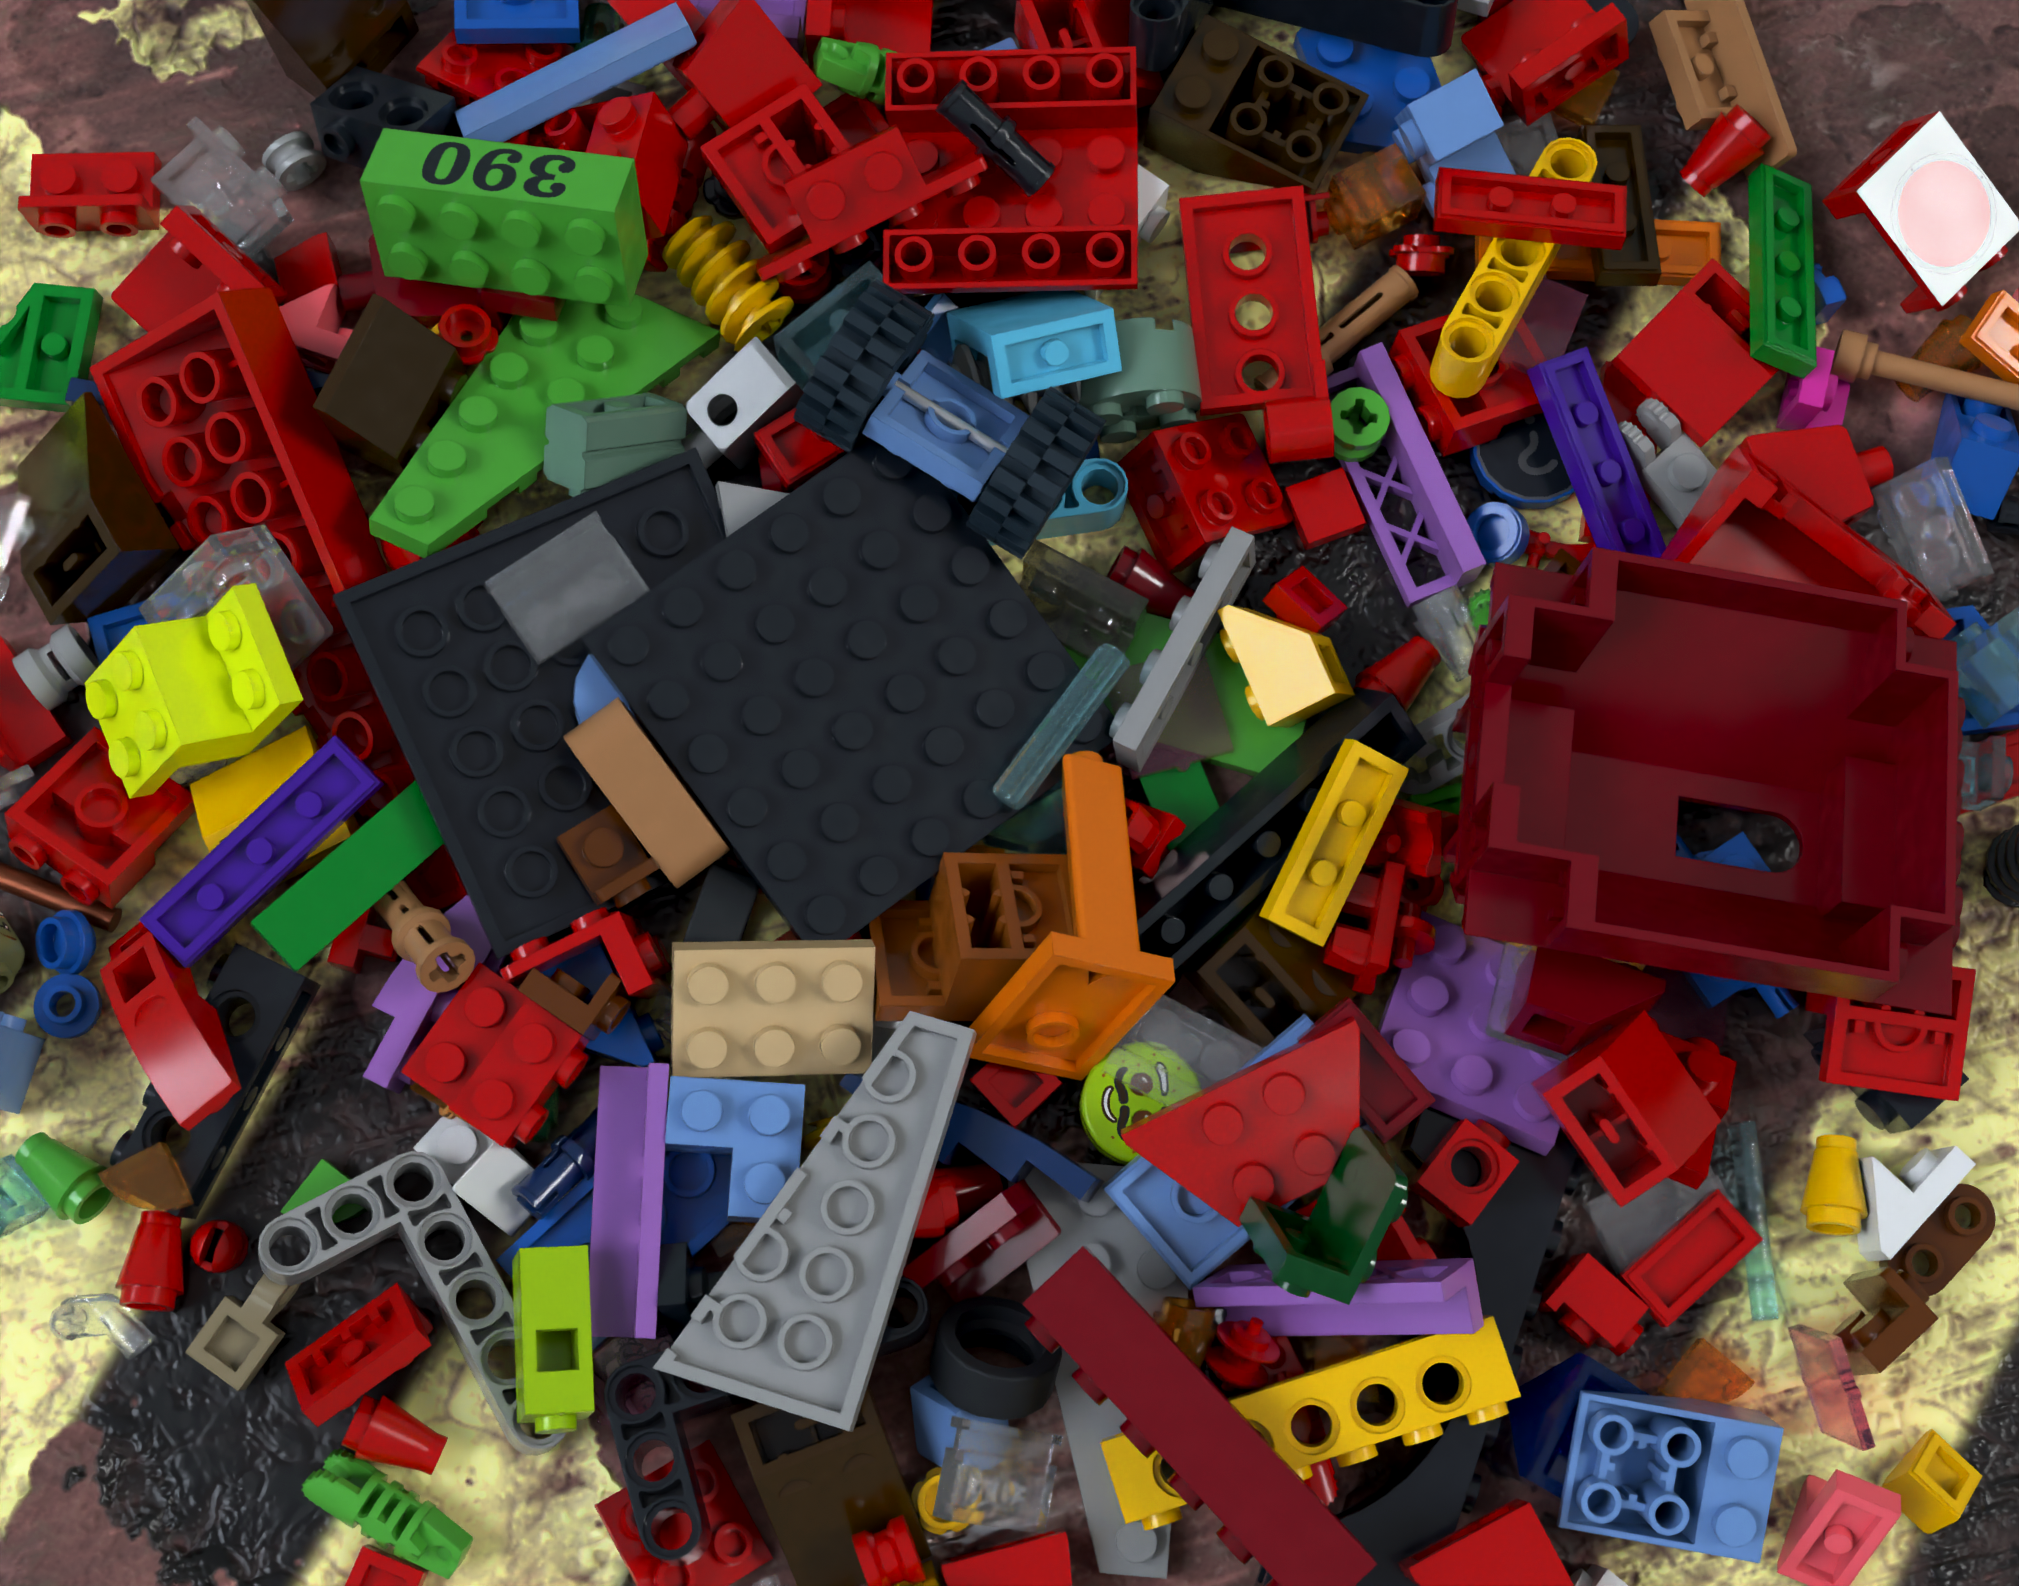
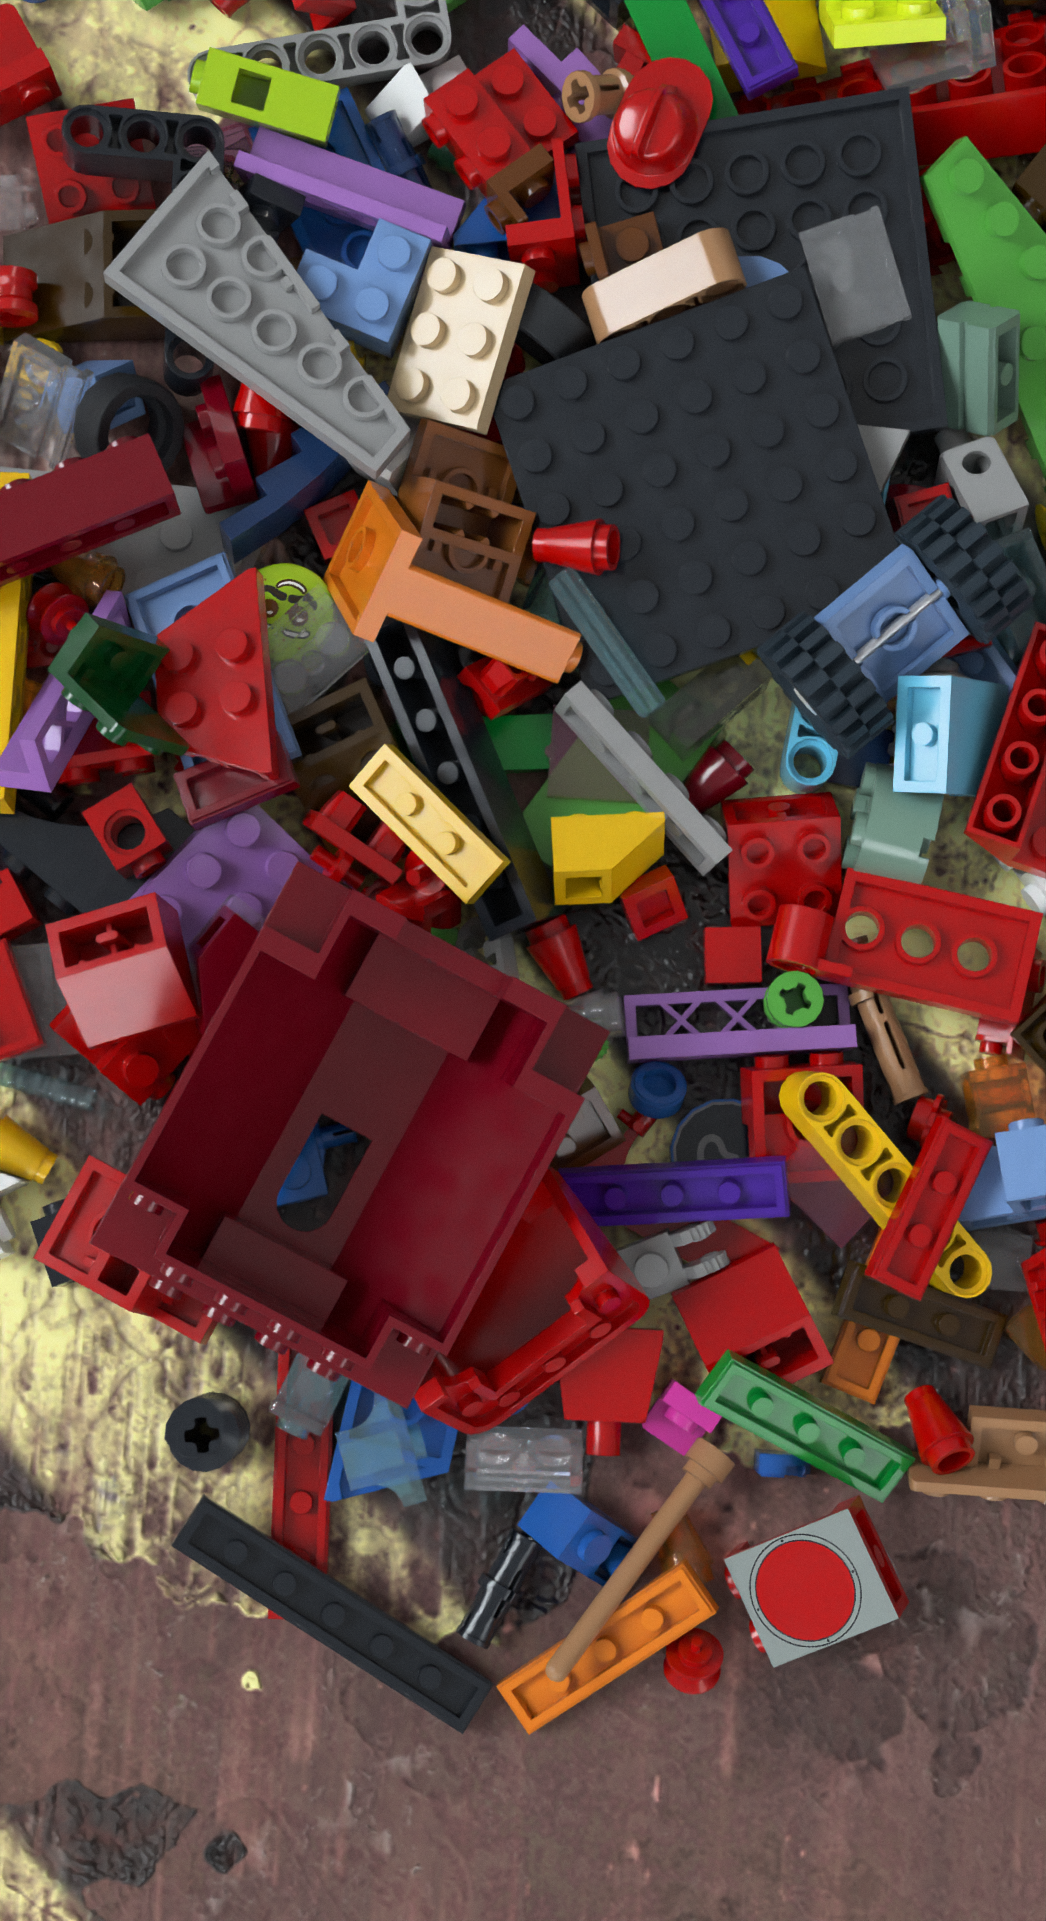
camera: 115 degrees right, 5 degrees up
(447, 866) = (659, 122): none -> red piece
(971, 787) = (581, 546): none -> red cone

